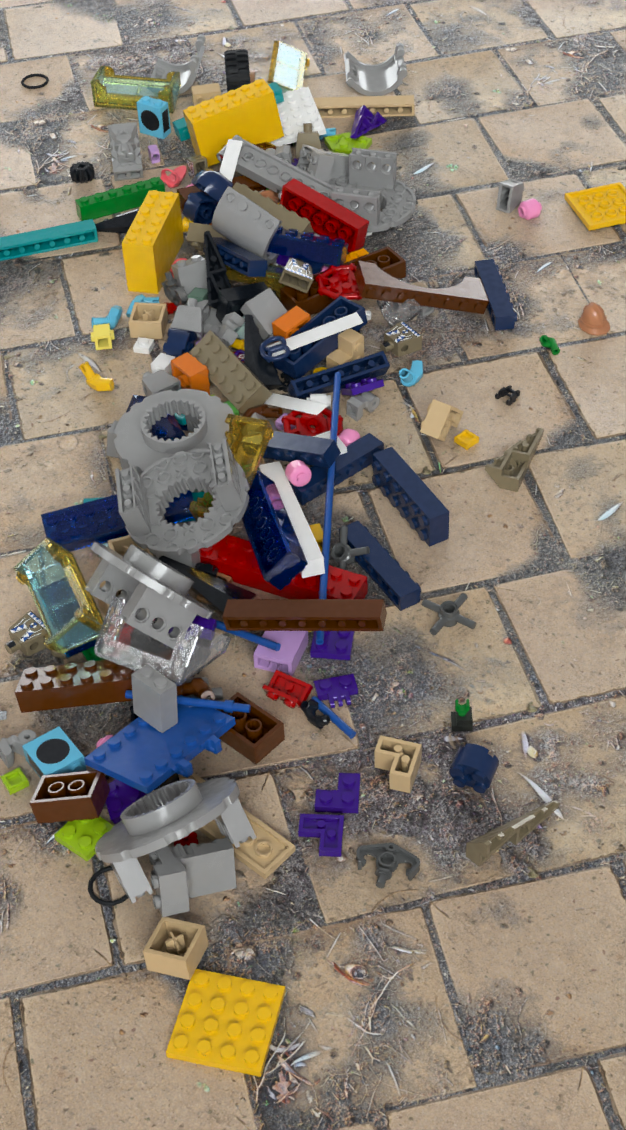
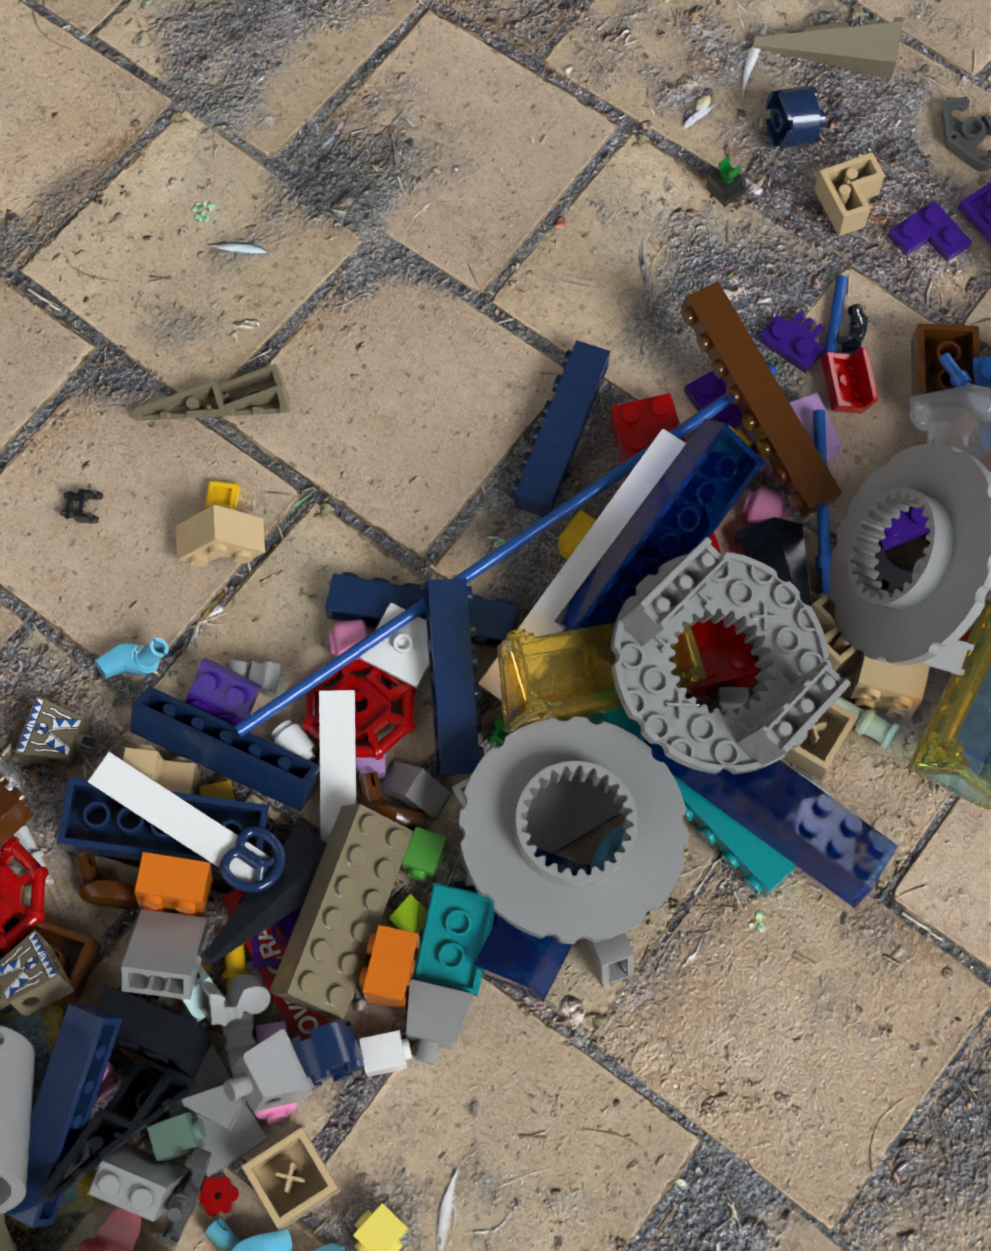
camera: 130 degrees left, 25 degrees up
(94, 380) = (497, 1136): yellow arm -> none
(143, 345) = (345, 1148): white plate -> none
(298, 473) = (498, 619): bright pink head -> none
(343, 553) = (584, 472): dark grey bar -> none
(410, 496) = (416, 466): dark blue brick -> none
(448, 614) = (580, 306): dark grey bar -> none

